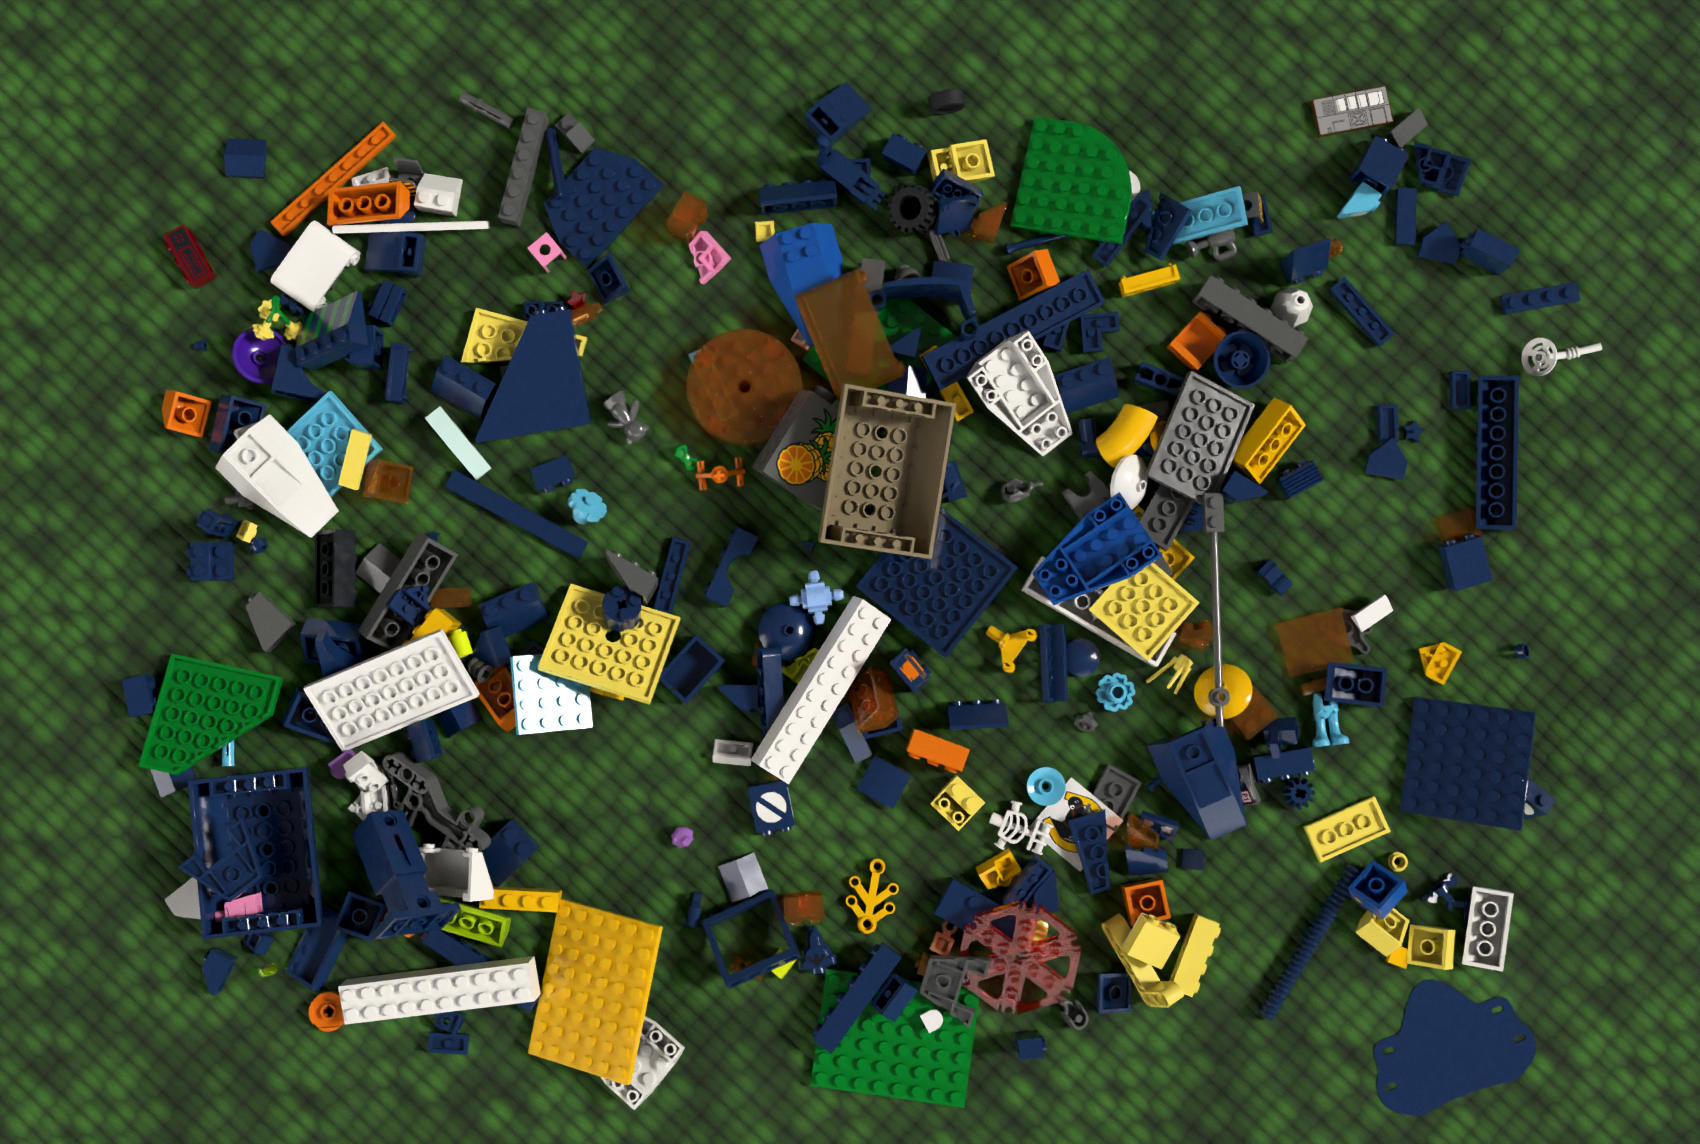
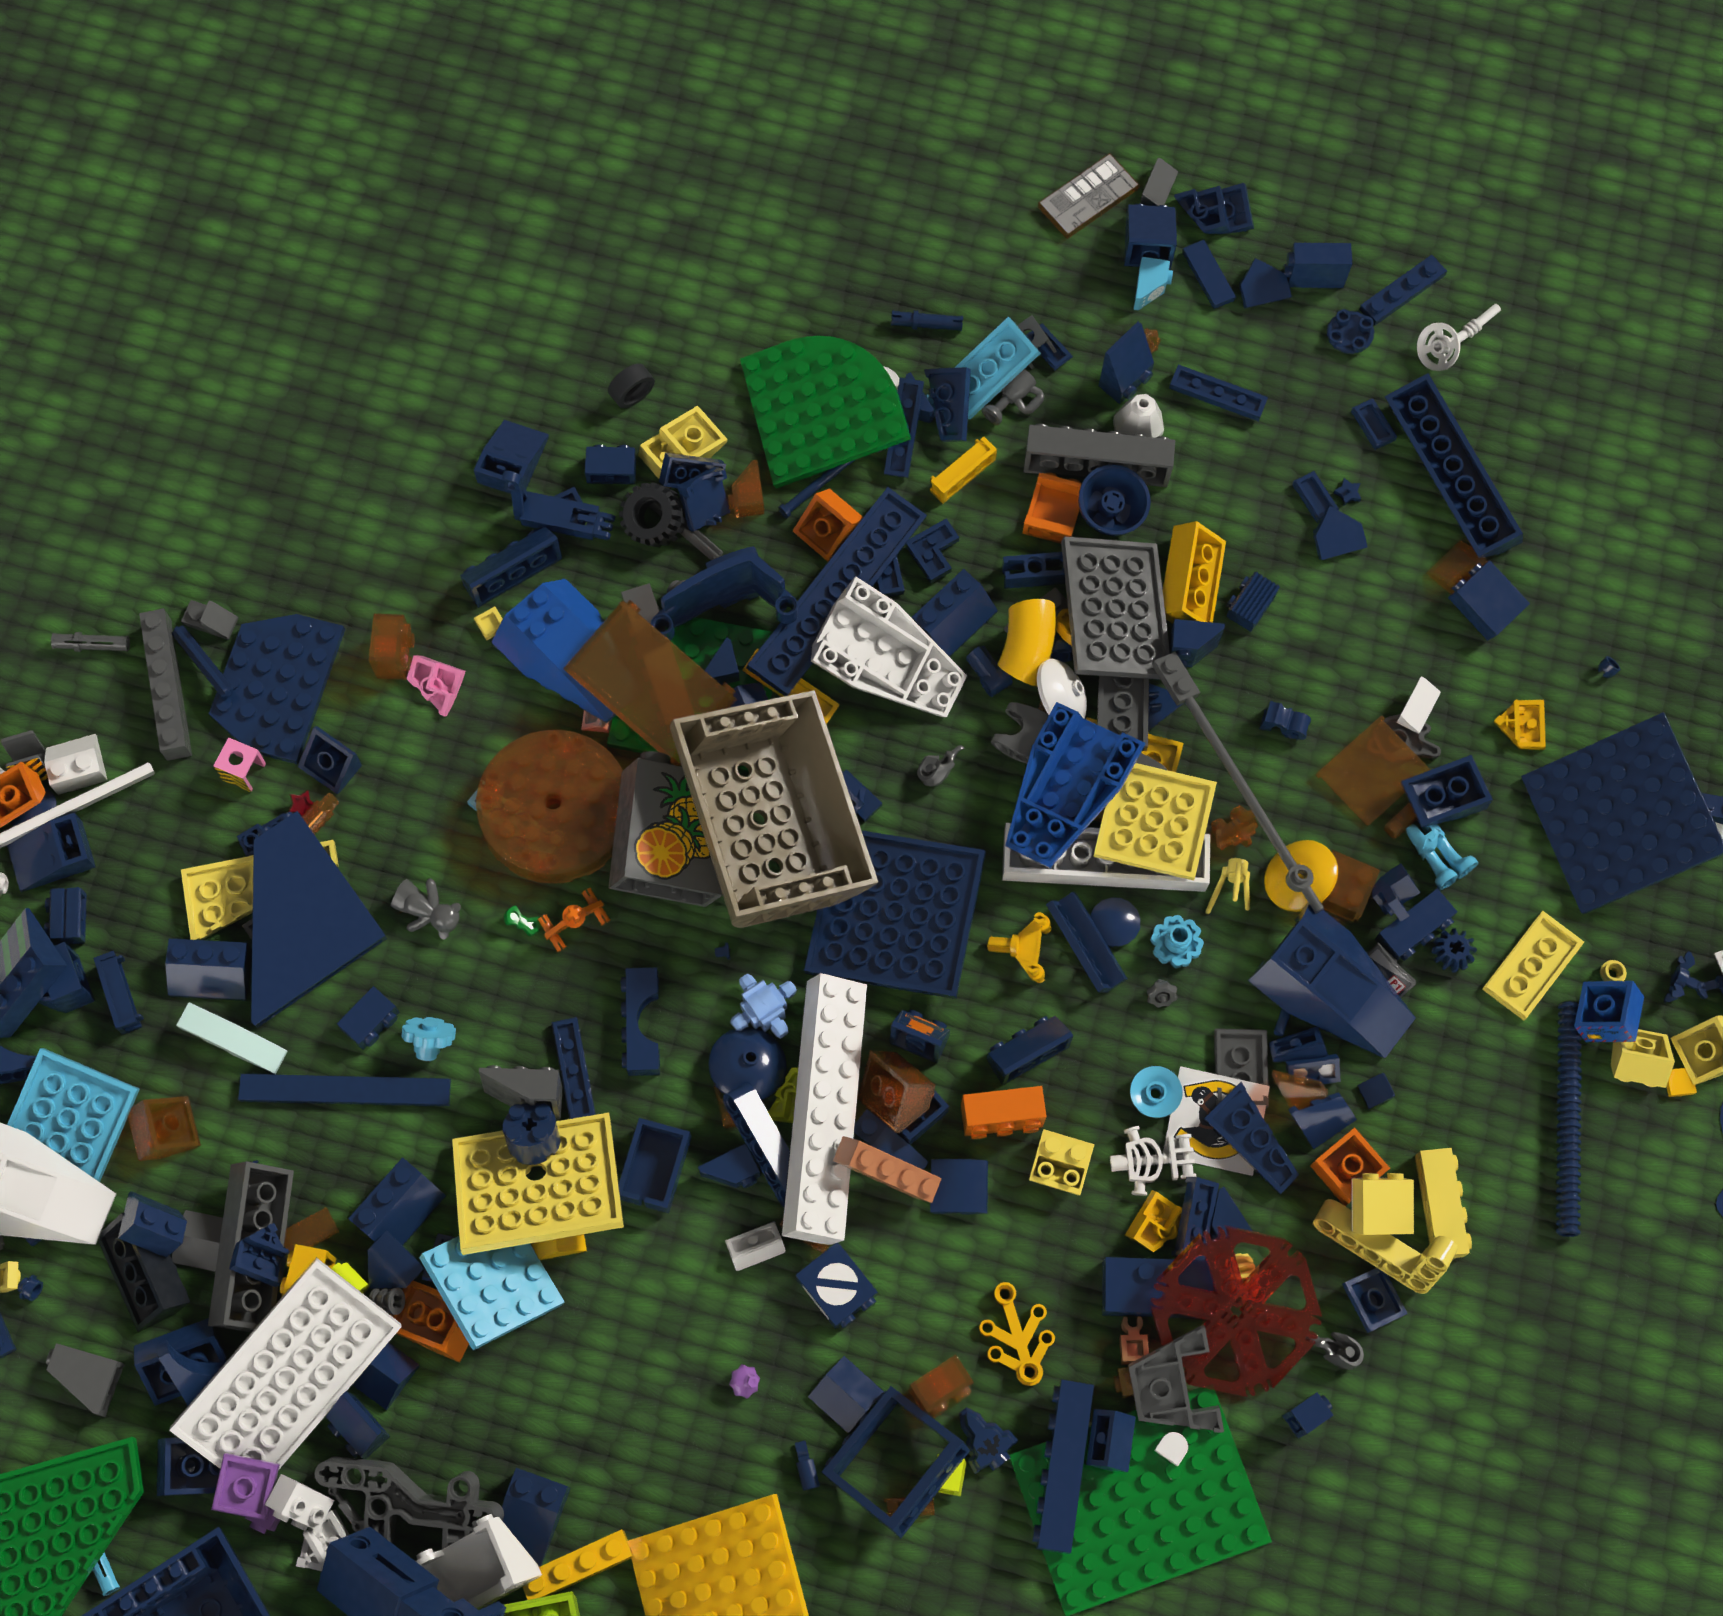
camera: 25 degrees left, 15 degrees down
(336, 745) = (245, 1486): none -> medium lavender tile
(351, 545) = (152, 1225): none -> dark blue slope
(355, 459) = (110, 1116): light yellow tile -> none
(840, 752) = (887, 1169): none -> nougat brick
(1157, 804) = (1299, 1046): none -> dark blue slope
(1183, 153) = (923, 320): none -> dark blue pin
(1483, 312) = (1350, 331): none -> dark blue dish

